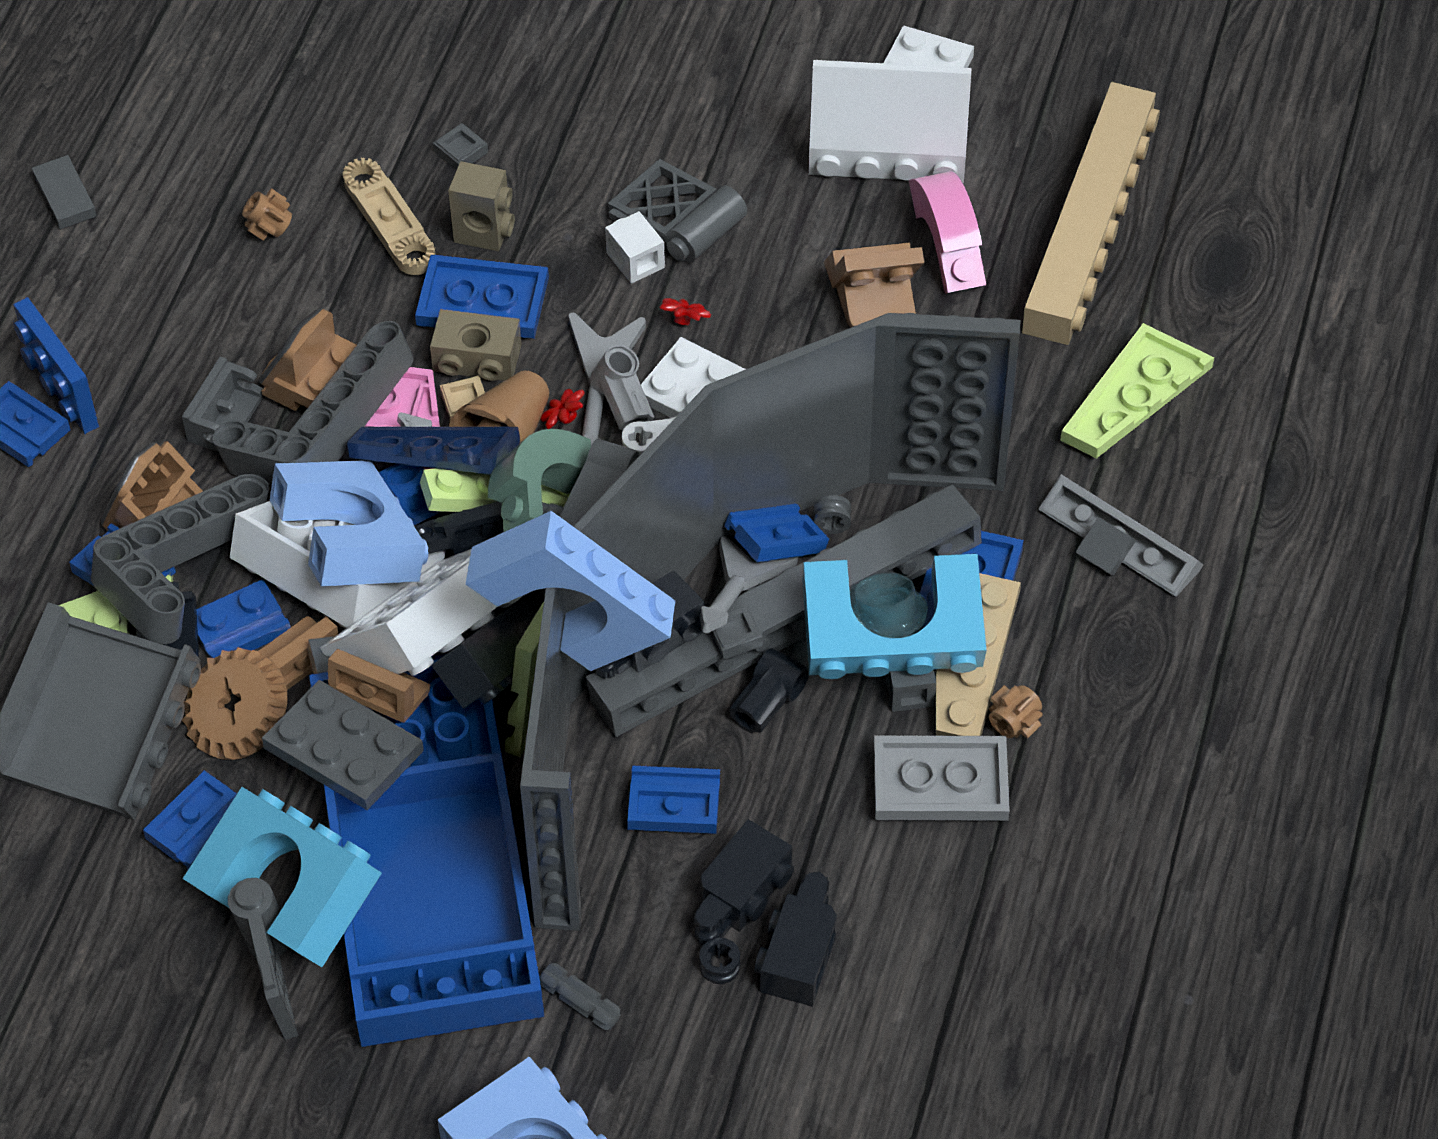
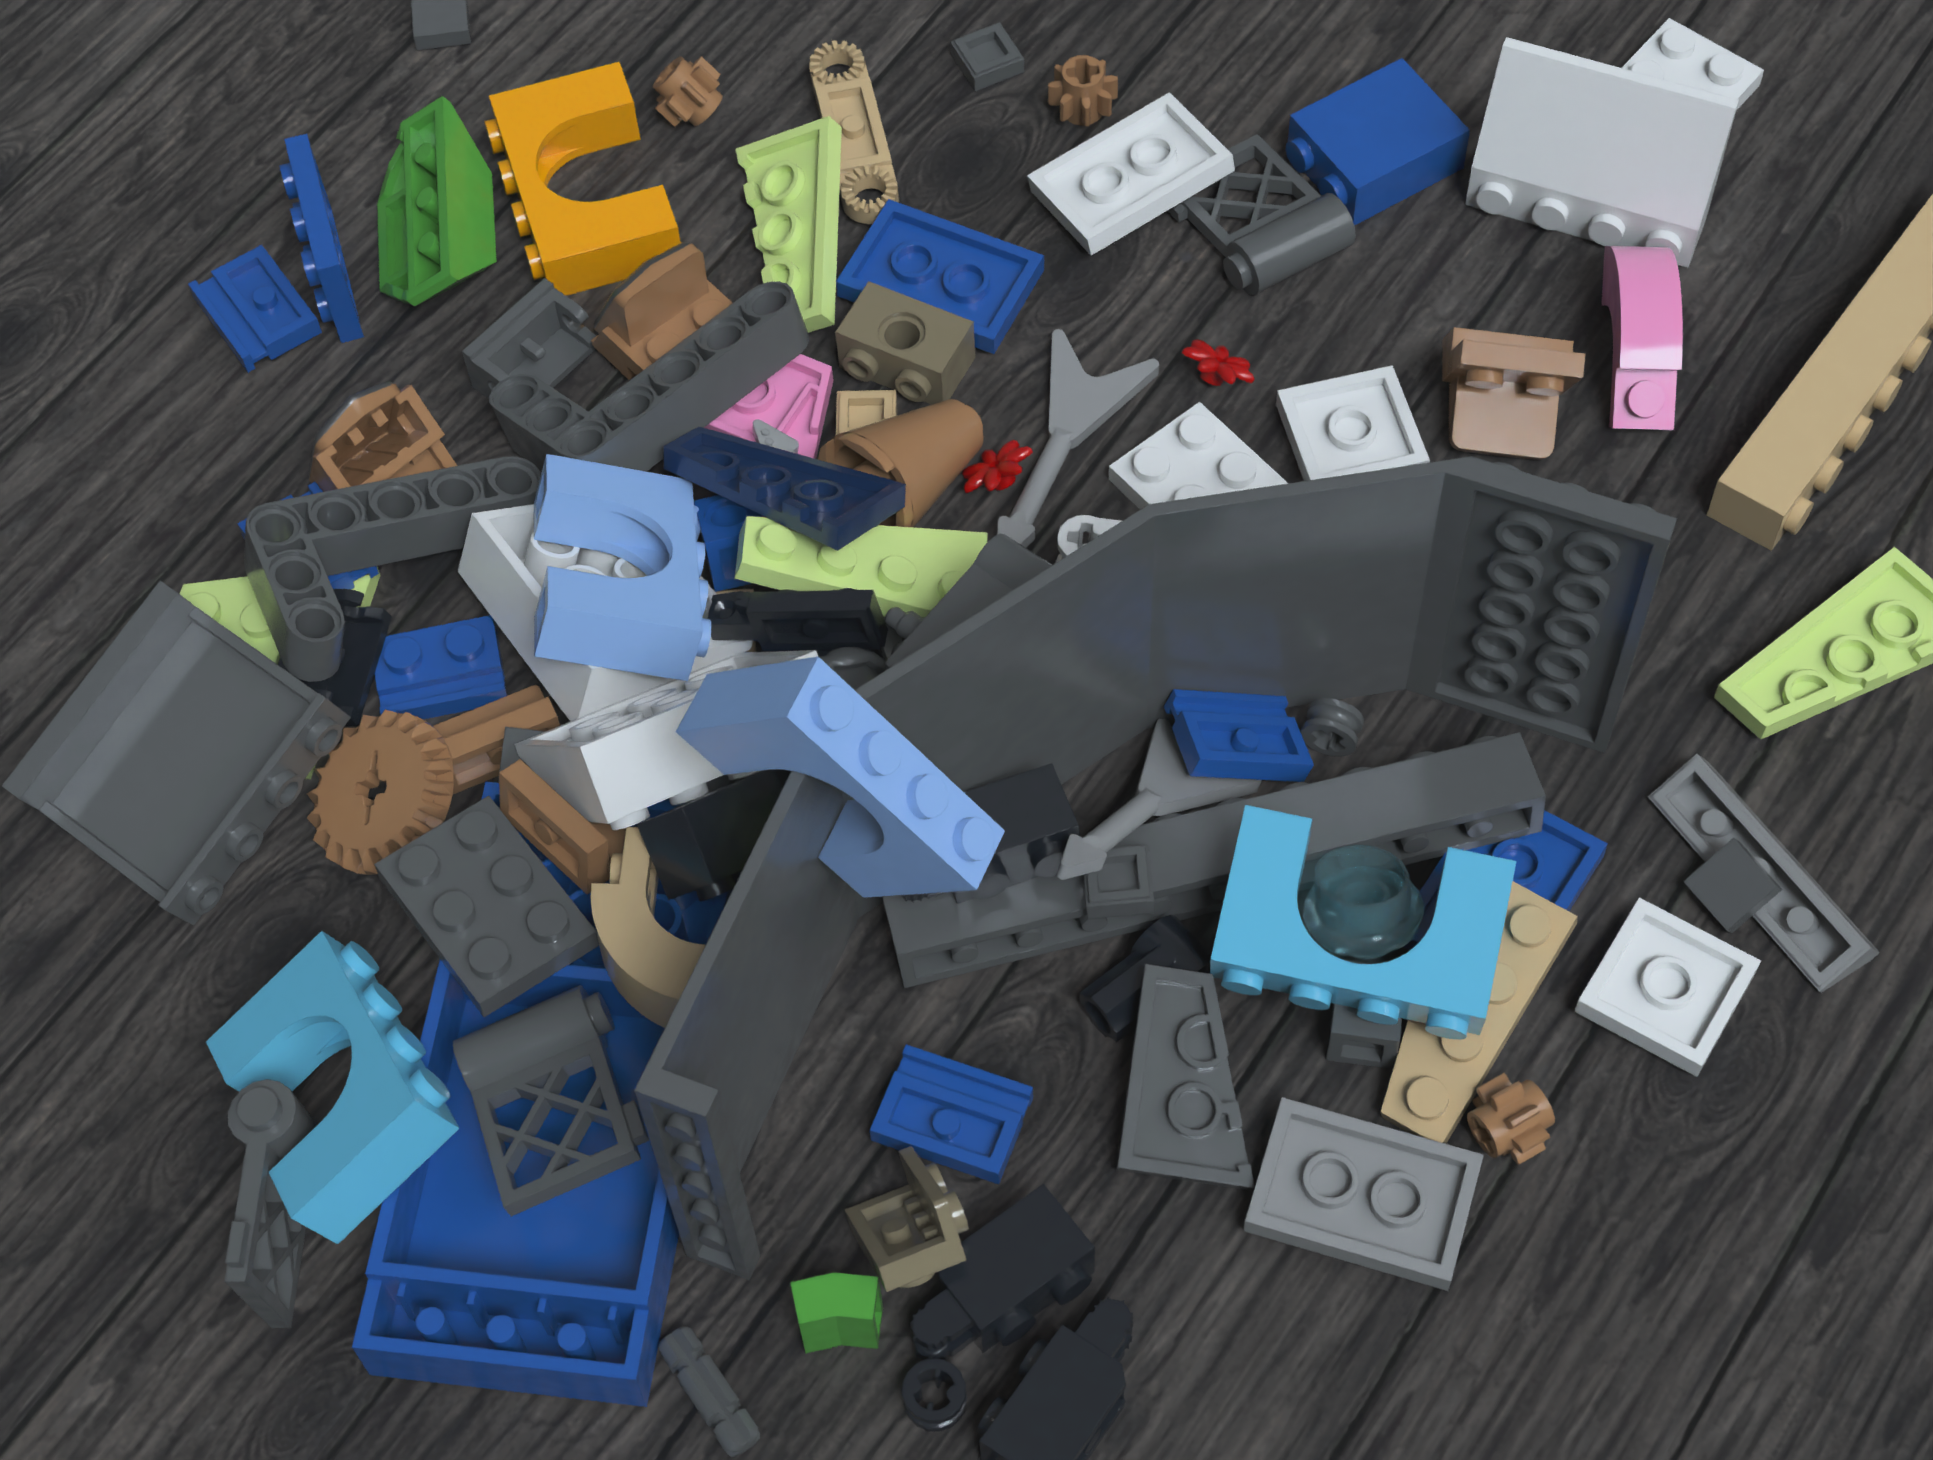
camera: 20 degrees right, 5 degrees up
(120, 331) = (434, 208): none -> bright green wedge
(190, 819) = (258, 945): blue plate -> none
(219, 329) = (539, 132): none -> light orange arch
(370, 274) = (797, 212): none -> yellowish green wing
(407, 827) = (538, 1052): none -> dark grey piece
(466, 750) = (638, 953): none -> tan arch
(480, 206) = (976, 145): dark tan brick -> none
(535, 155) = (1082, 90): none -> medium nougat gear
(543, 458) = (914, 541): sand green arch -> none
(586, 201) = (1131, 173): none -> white plate
(618, 381) = (1085, 461): light grey piece -> none
(635, 247) = (1177, 254): white brick -> none
(645, 927) = (838, 1310): none -> bright green piece
(677, 866) = (912, 1228): none -> dark tan bracket
(741, 145) = (1377, 140): none -> blue brick
(780, 325) = (1350, 425): none -> white plate
(810, 747) = (1180, 1087): none -> dark grey wing
(1084, 614) = (1667, 986): none -> white plate

